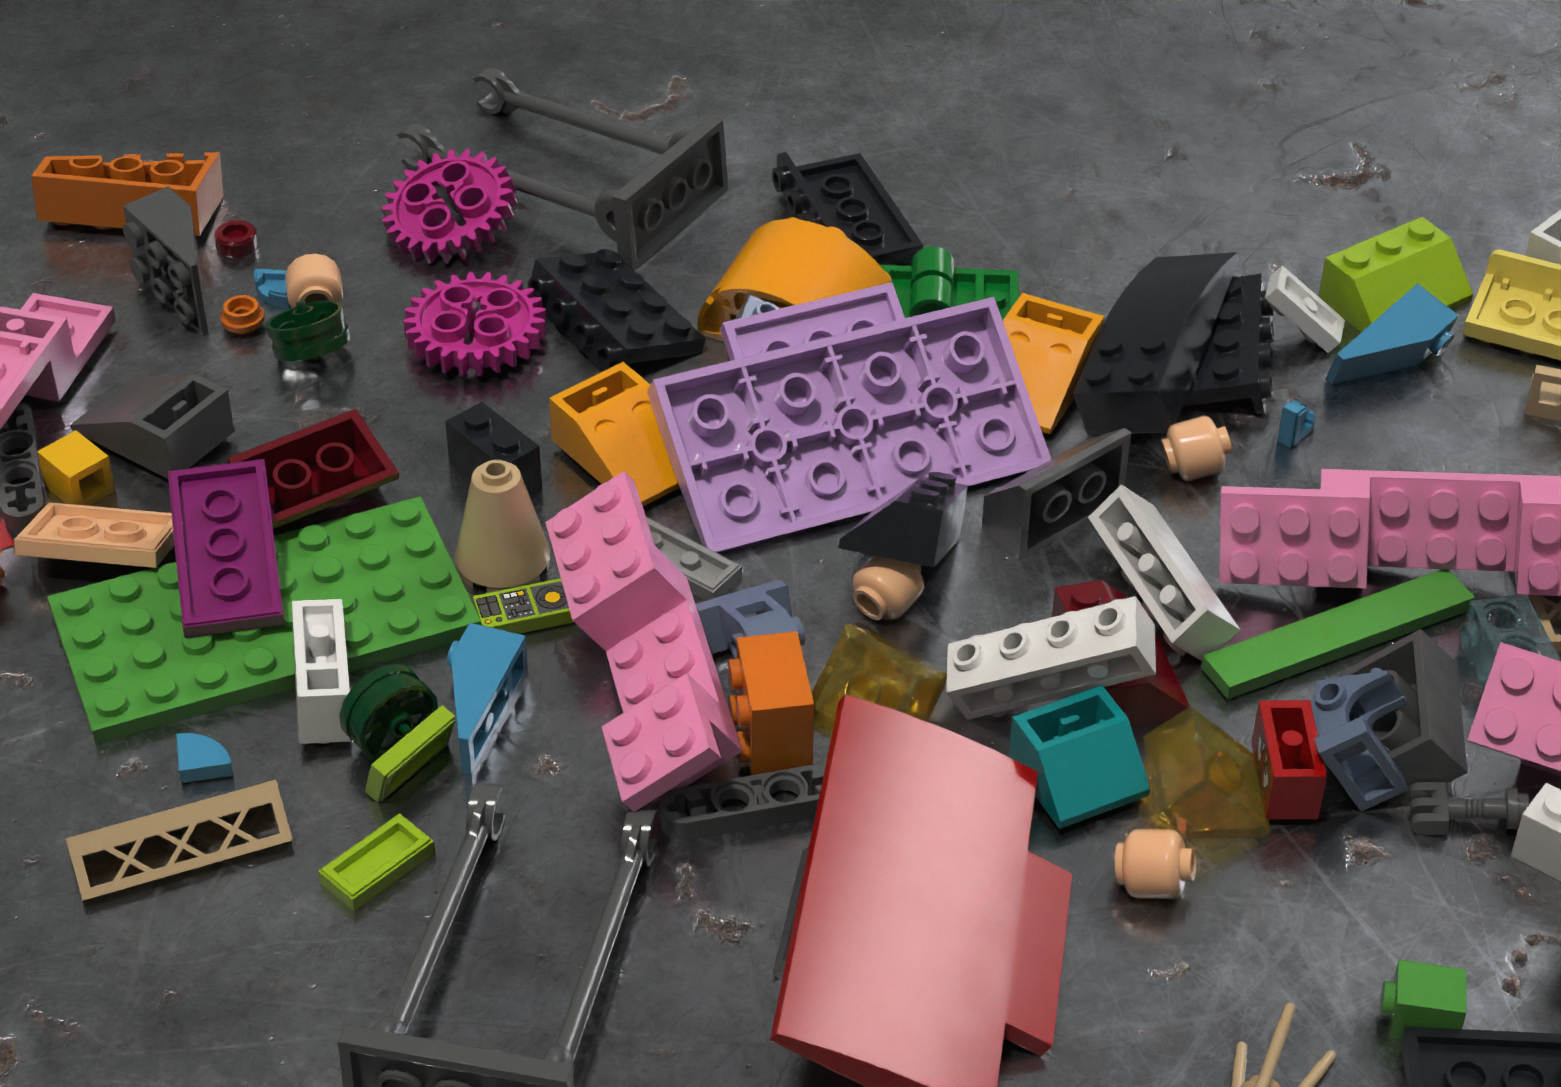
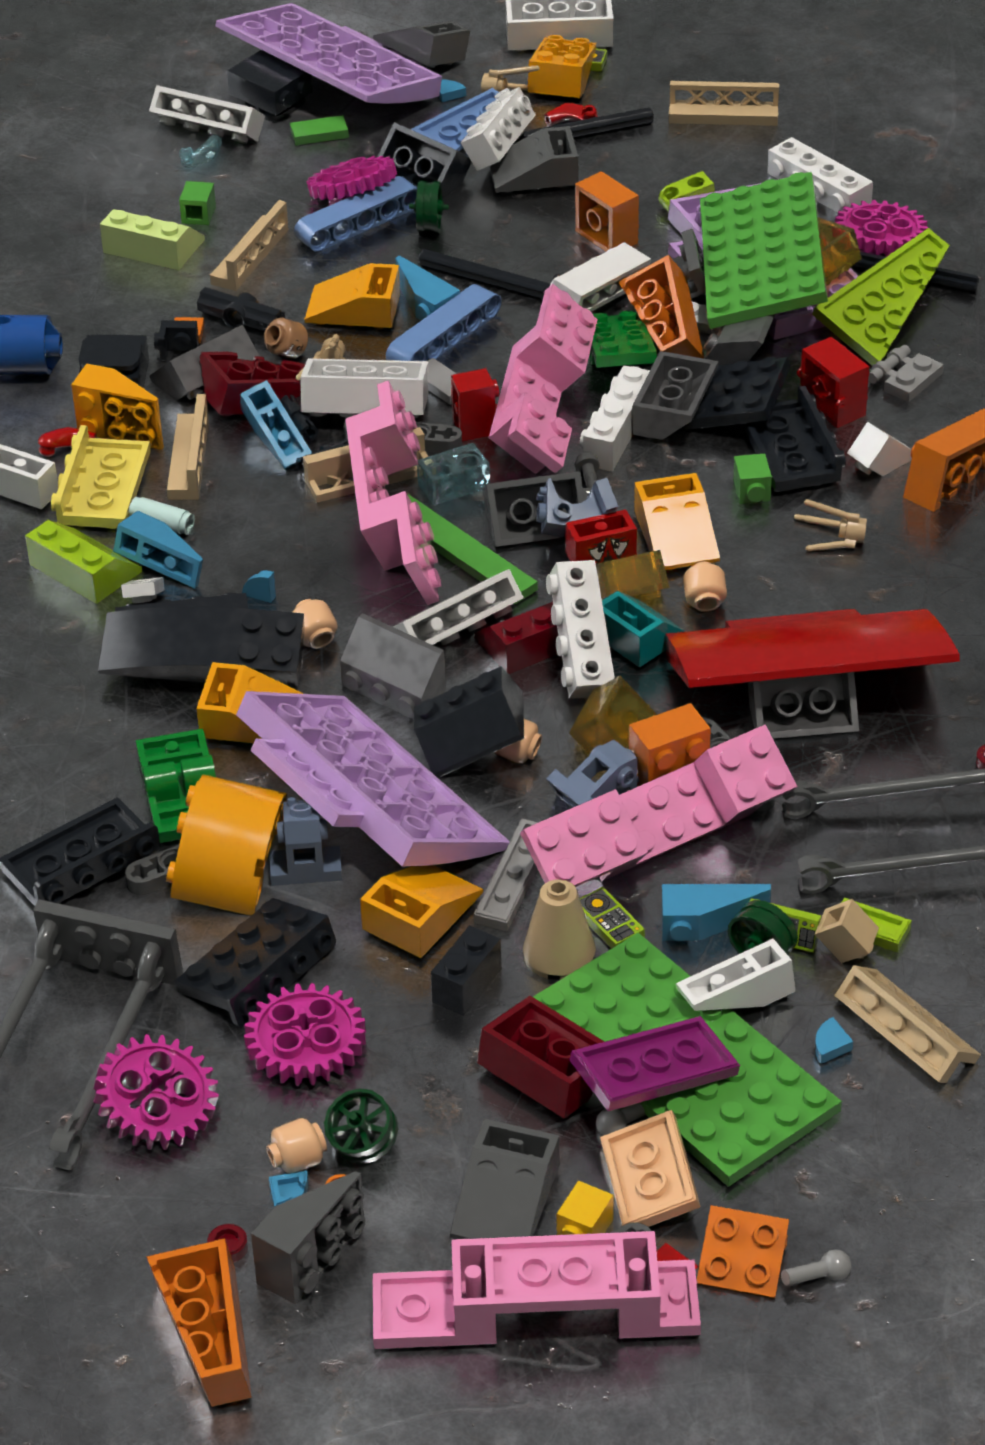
camera: 105 degrees left, 0 degrees up
(348, 802) = (847, 931): none -> tan brick
(1320, 866) = (676, 520): none -> slope
(1476, 362) = (178, 519): none -> light aqua piece

